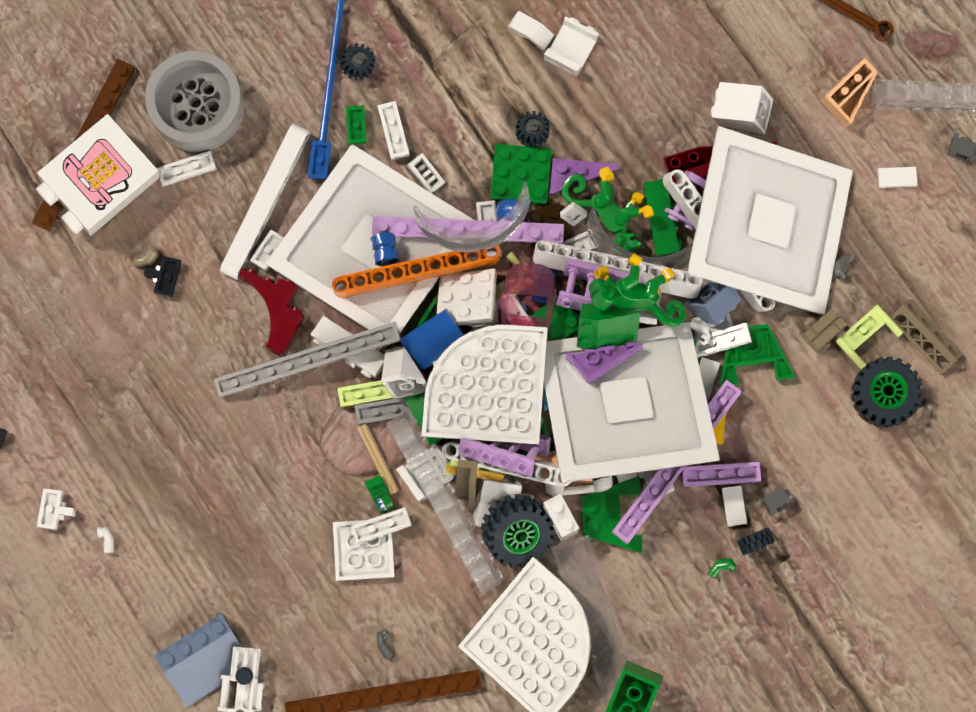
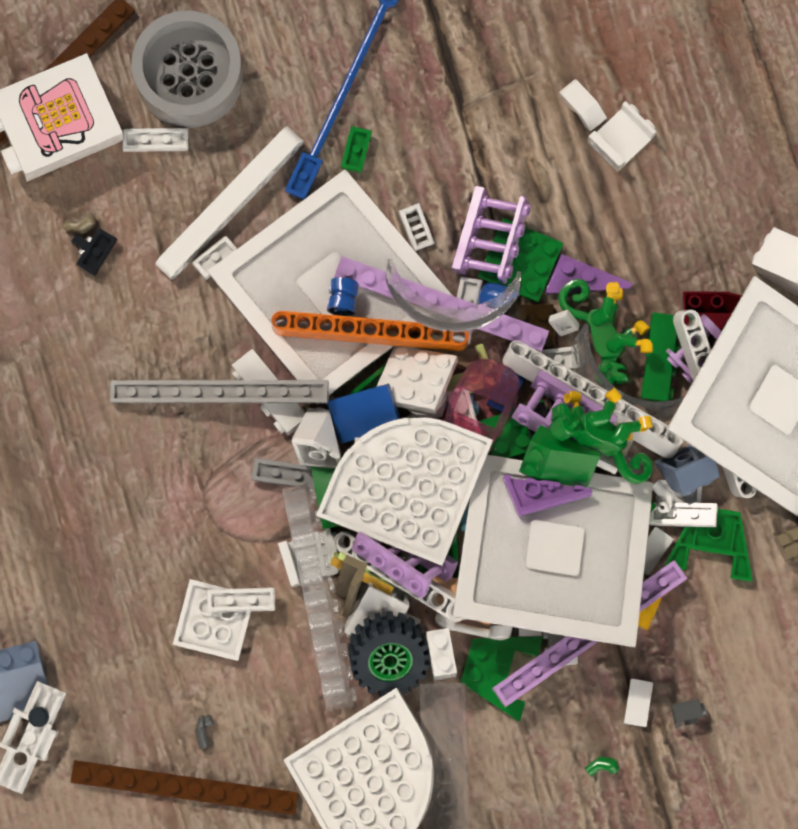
camera: 15 degrees right, 0 degrees up
(283, 320) = (209, 314): dark red arch -> none
(357, 61) = (380, 80): black wheel -> none
(363, 394) = (268, 448): yellowish green plate -> none
(378, 459) = (262, 525): tan axle -> none
(379, 494) = (251, 565): green leg -> none
(393, 130) = (395, 168): white plate -> none
(473, 153) = (475, 221): none -> lavender fence
(532, 129) = (549, 214): black wheel -> none
(721, 474) = (635, 663): lavender plate -> none
(755, 541) = (649, 749): black wheel -> none

